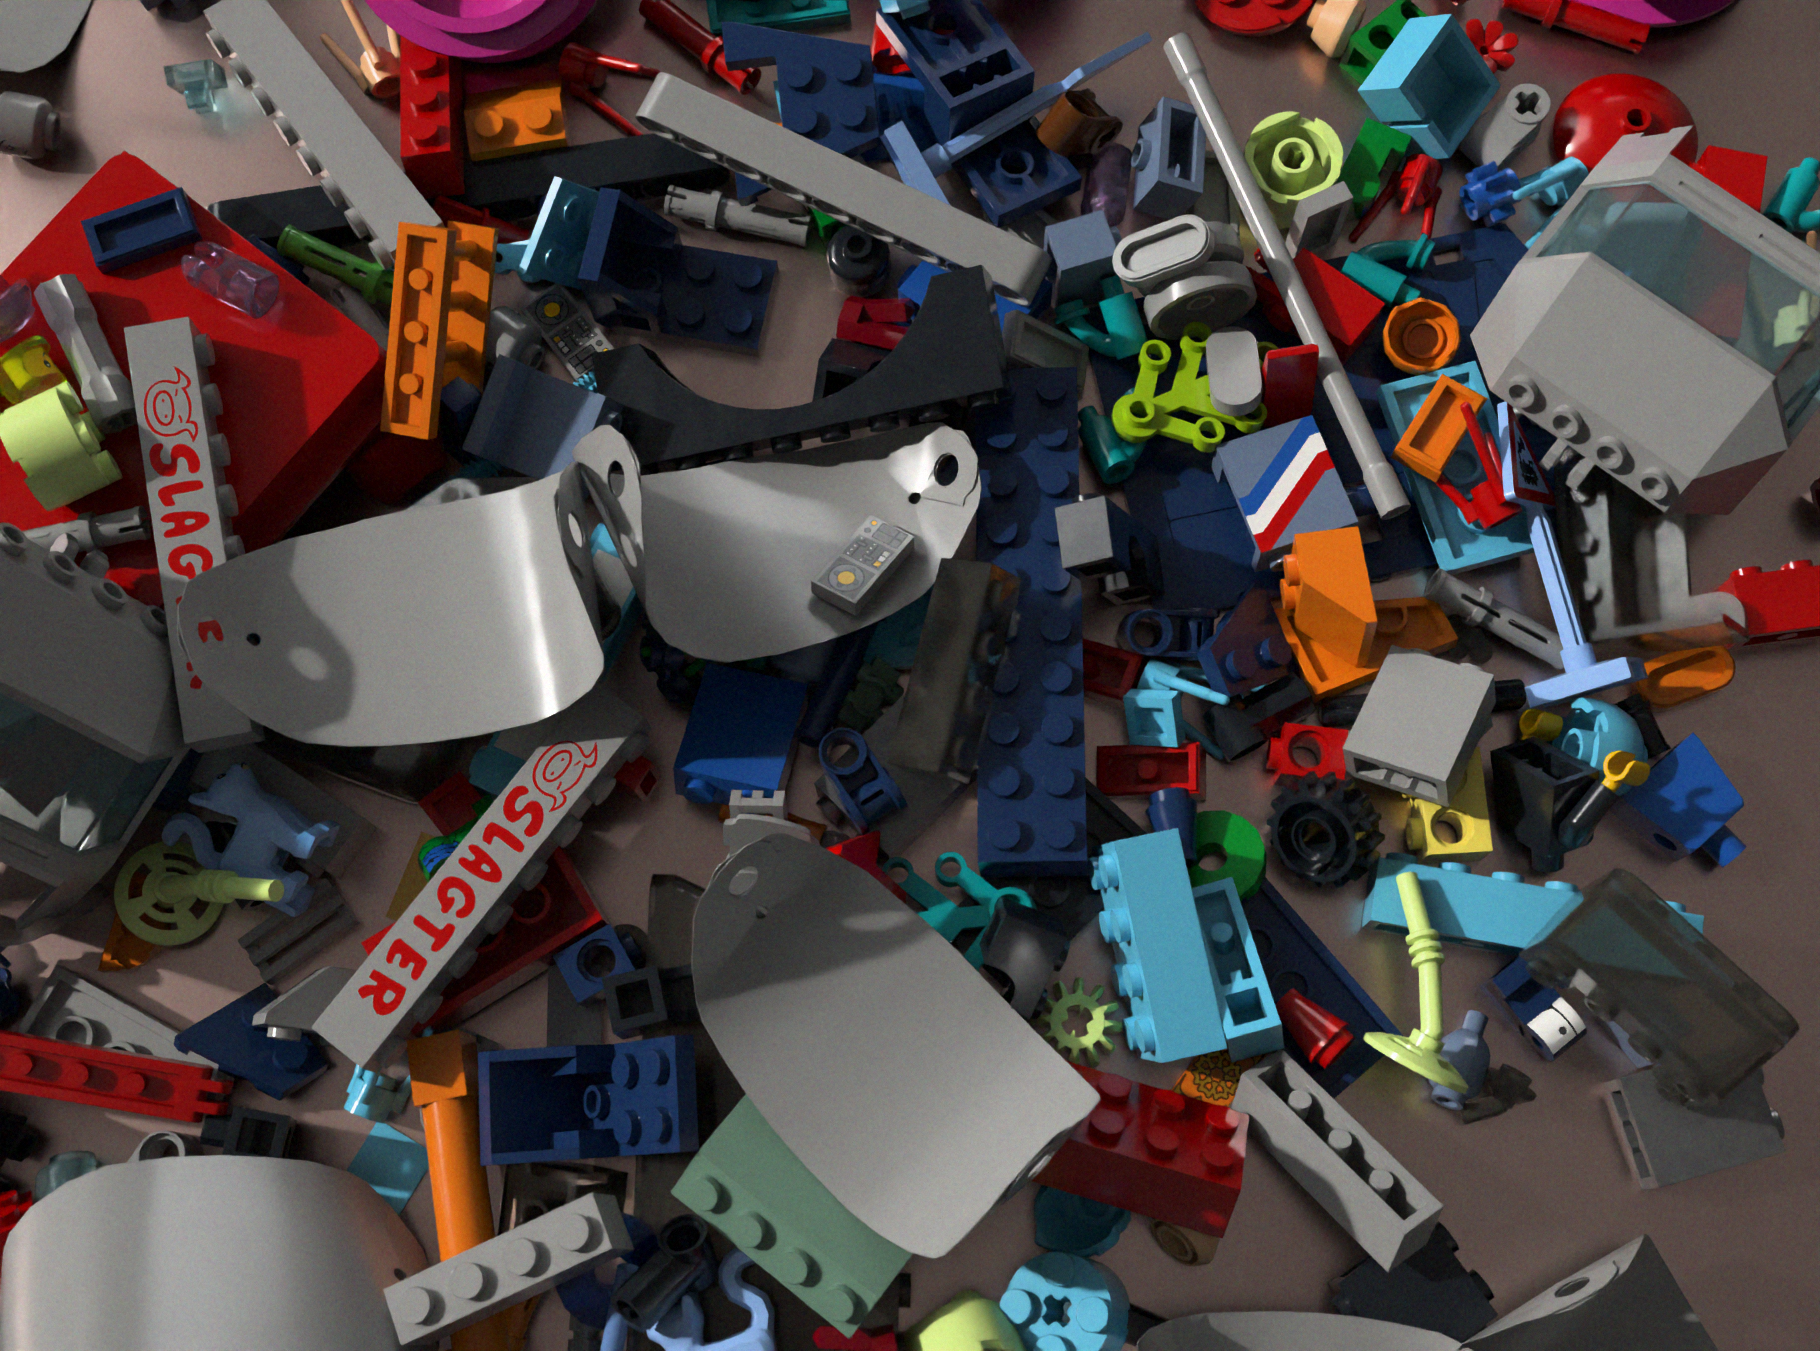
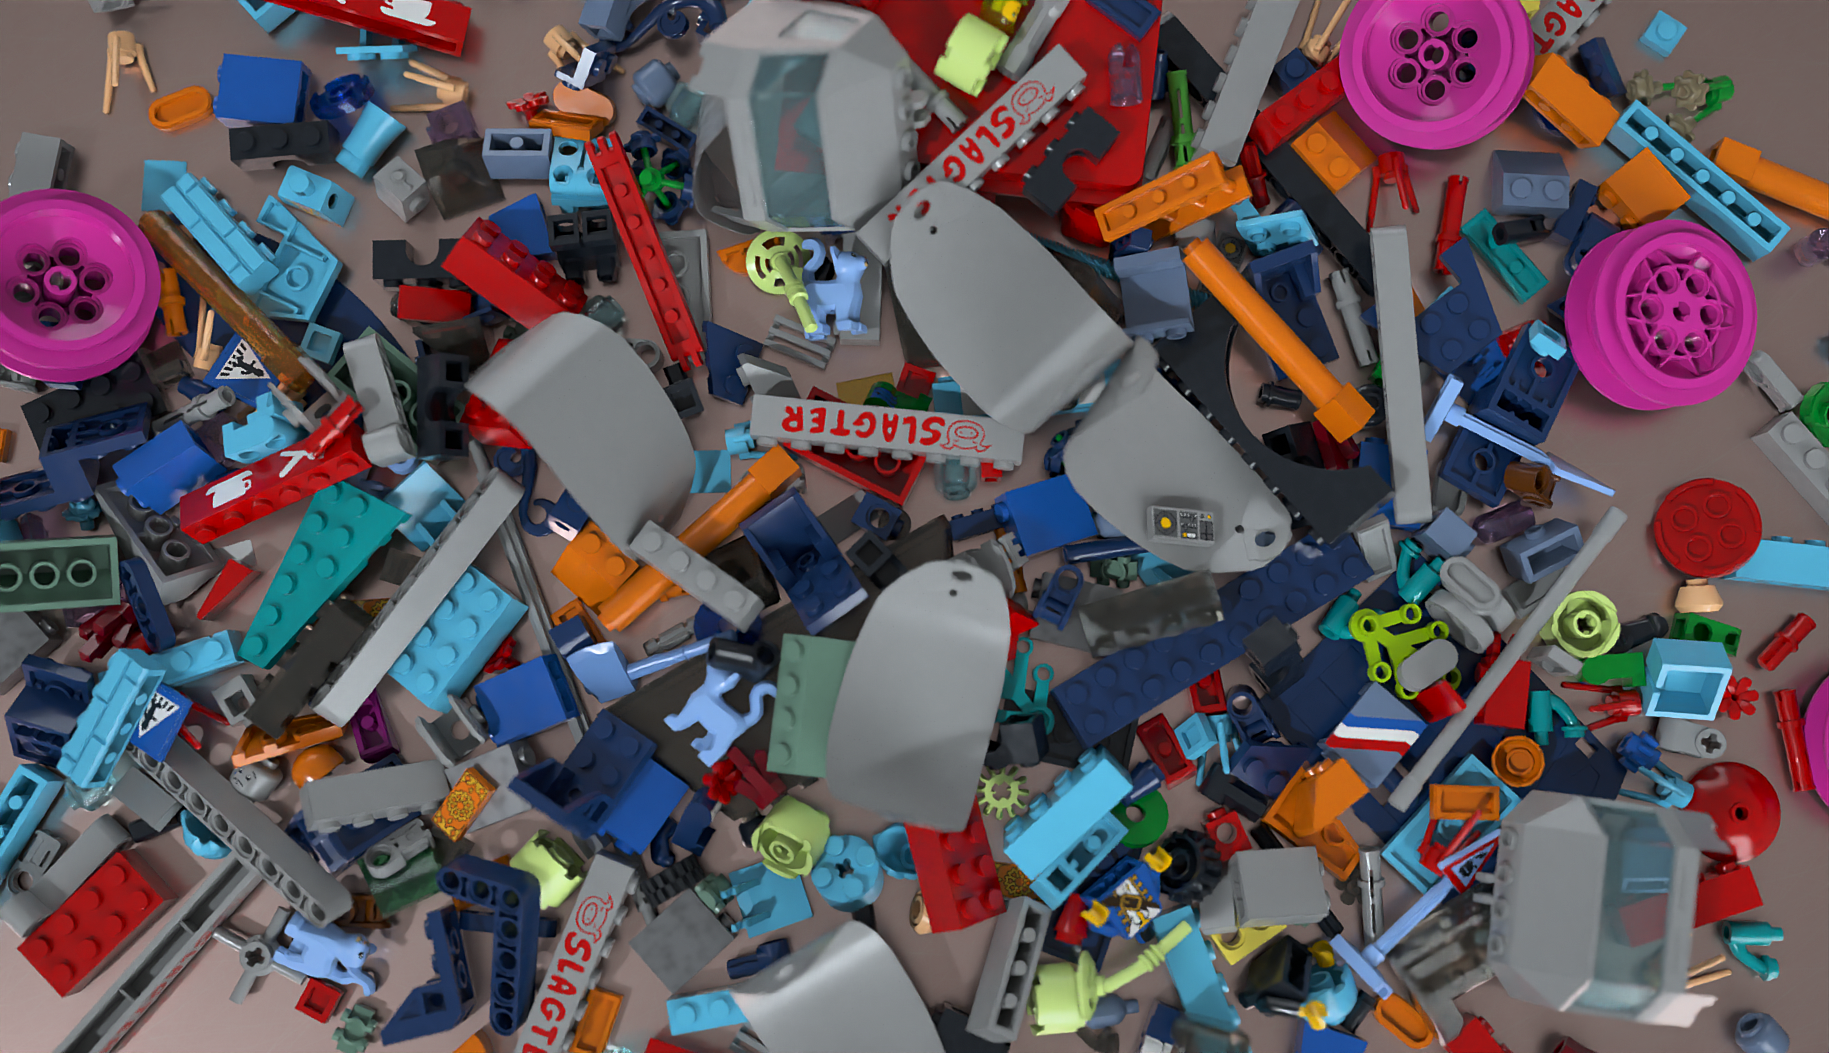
camera: 55 degrees right, 10 degrees up
(276, 371) = (1086, 137): none -> black arch
(381, 109) = (1290, 72): none -> dark blue brick
(615, 830) = (954, 480): none -> clear light blue head
(694, 842) = (974, 525): none -> dark blue piece
(770, 366) = (1279, 396): none -> black pin
(834, 285) = (1338, 406): none -> orange brick
(1322, 933) = (1127, 898): none -> torso
(1340, 108) = (1639, 632): none -> black piece
(1406, 821) = (1219, 910): none -> light grey tile
(1413, 1118) = (1054, 1000): none -> yellowish green brick

